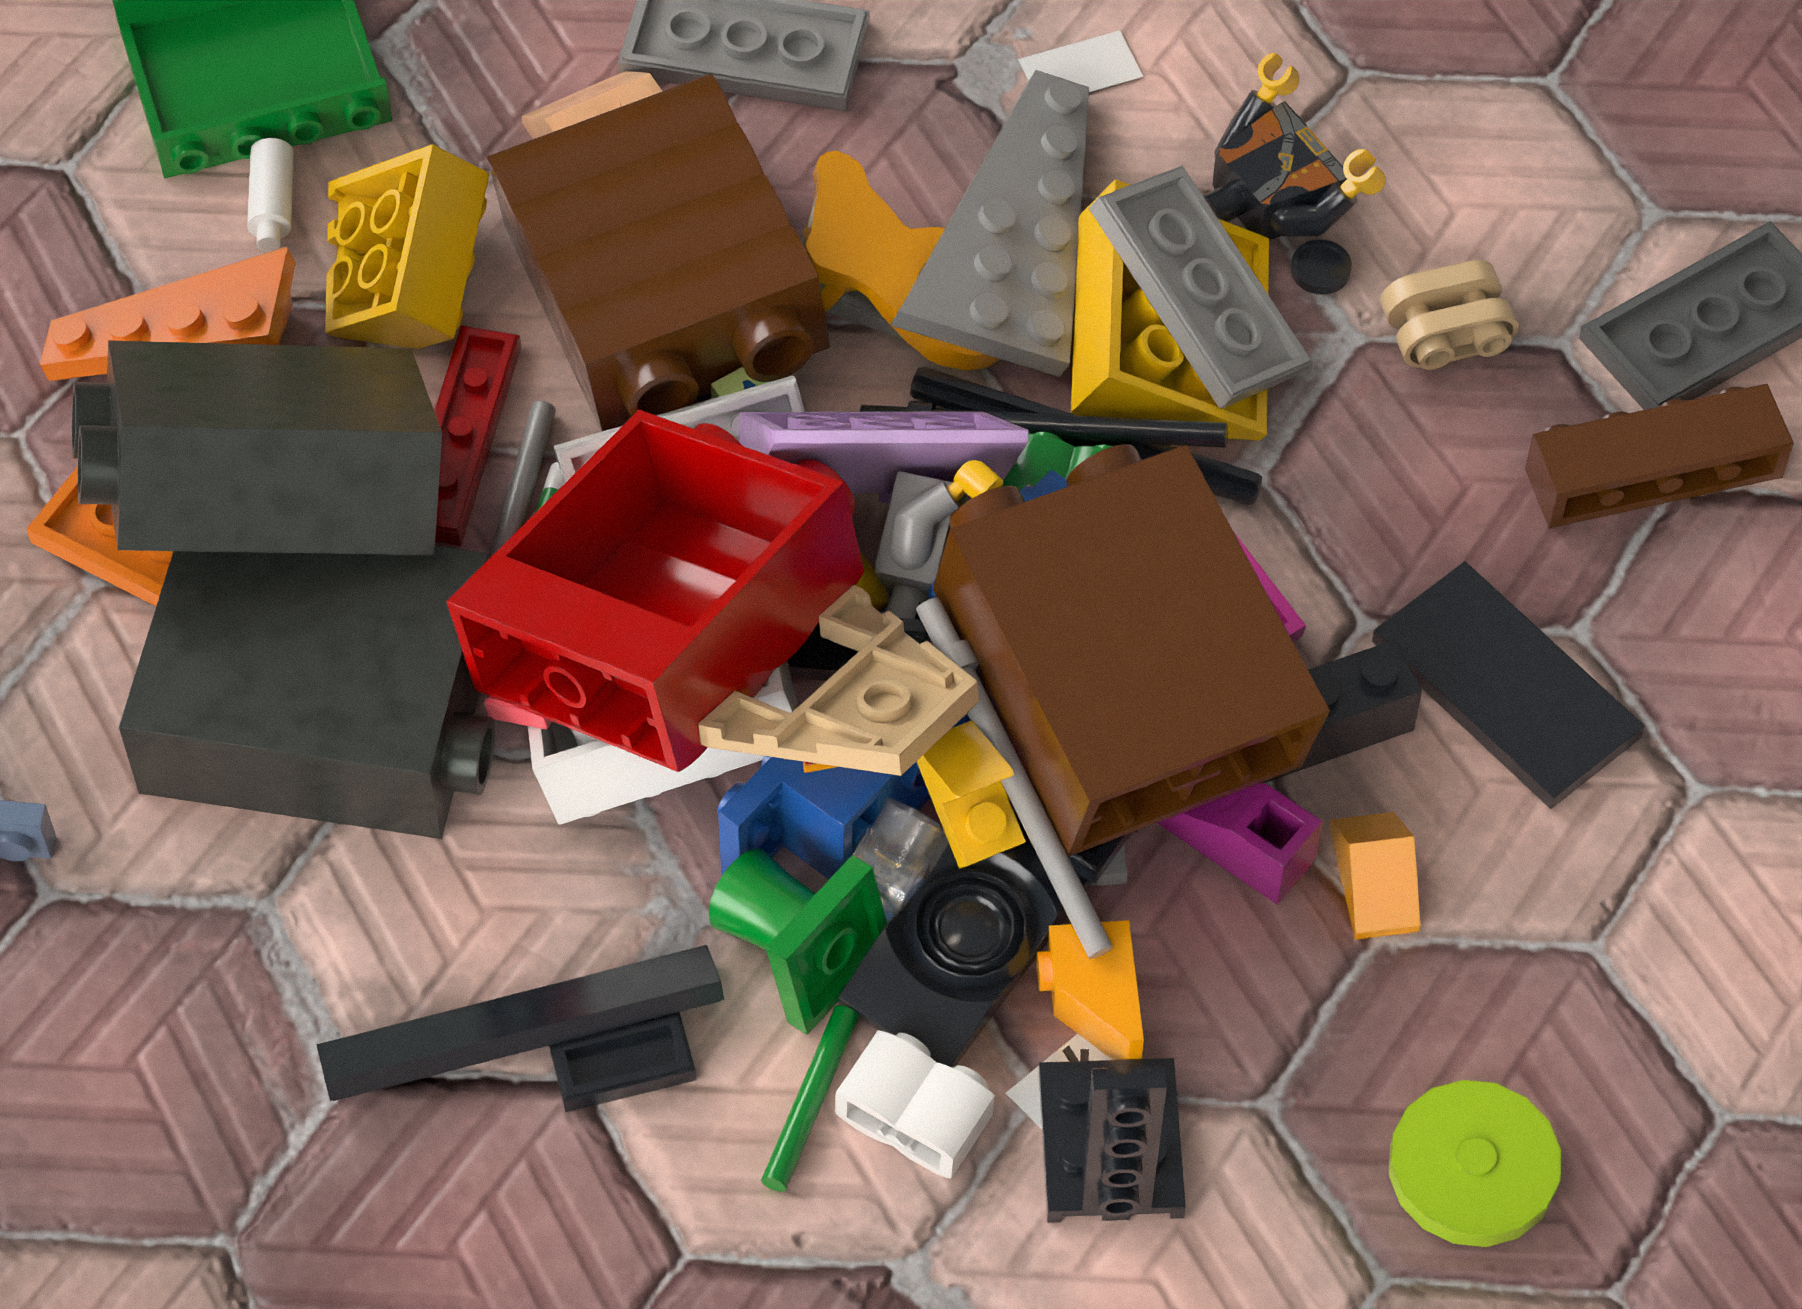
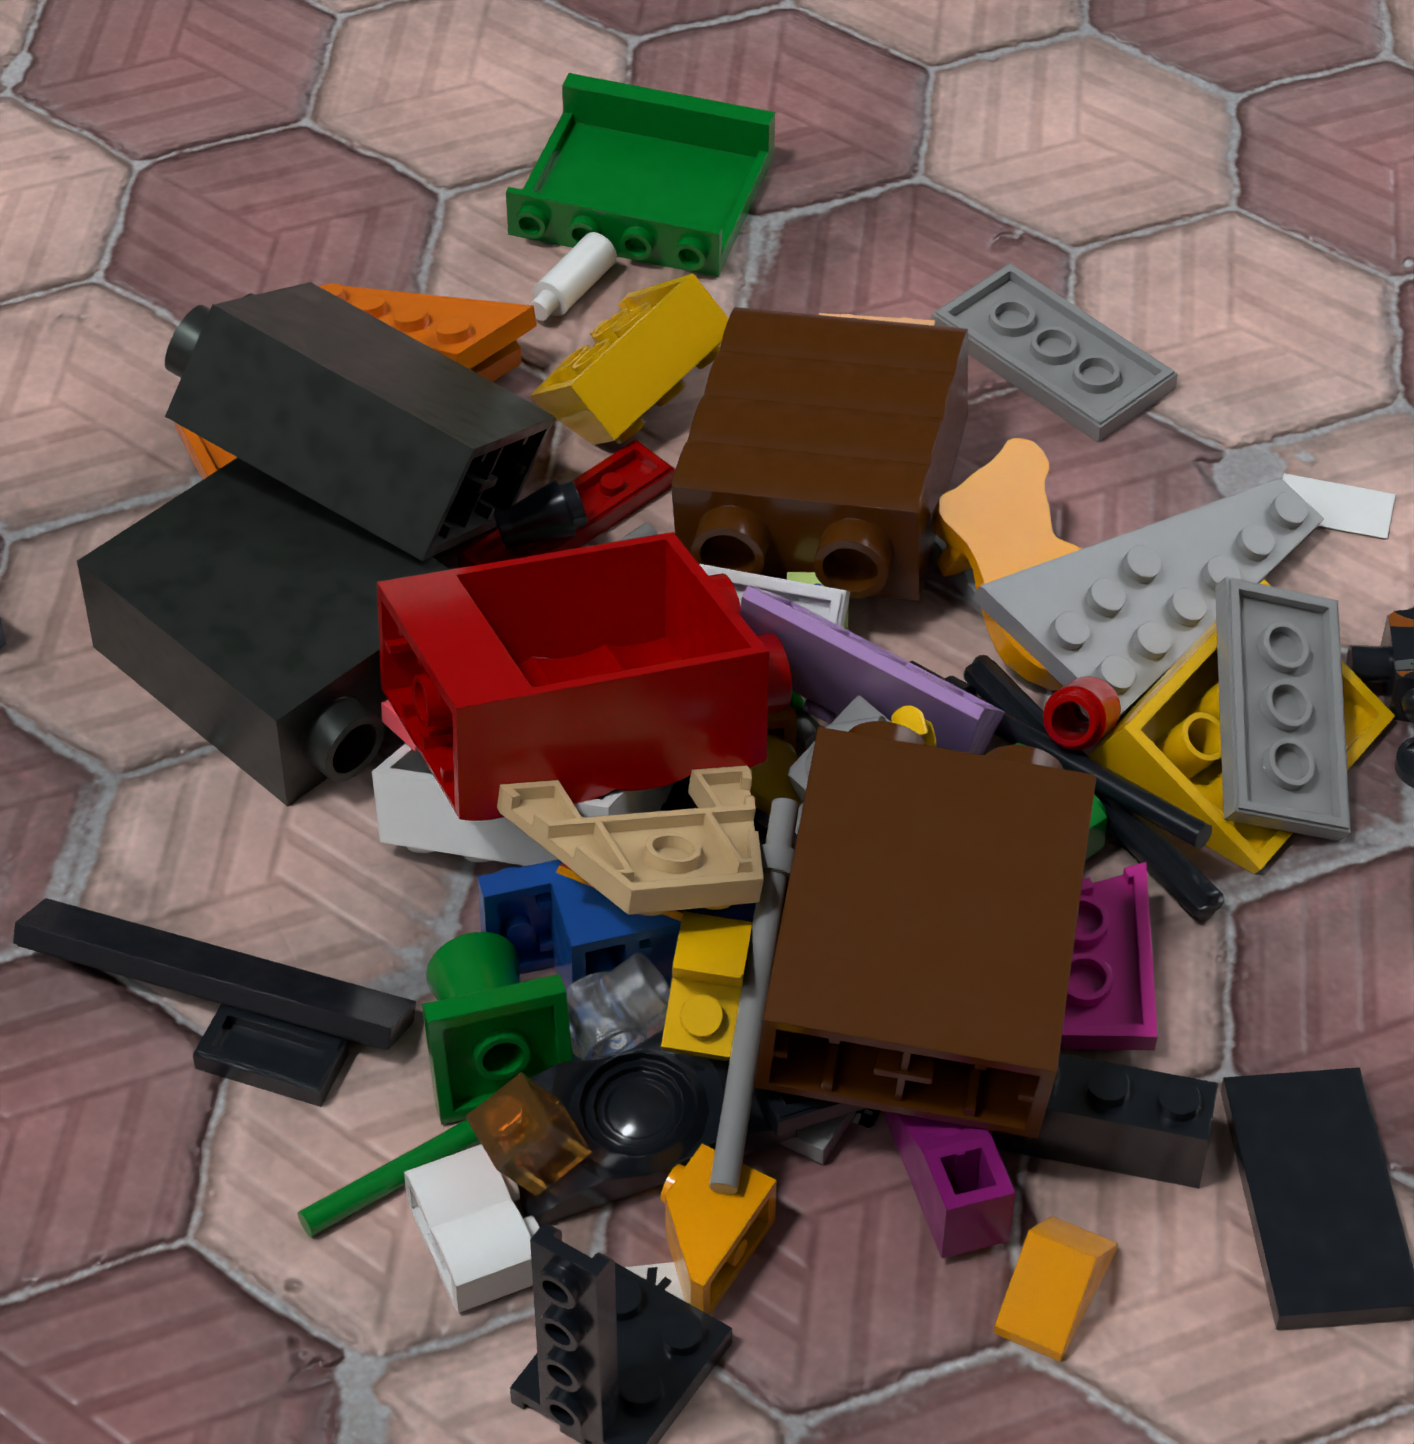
camera: 35 degrees right, 10 degrees down
(466, 439) = (543, 515): none -> black cone
(916, 1002) = (528, 1134): none -> clear orange brick
(1050, 379) = (1068, 724): none -> red brick

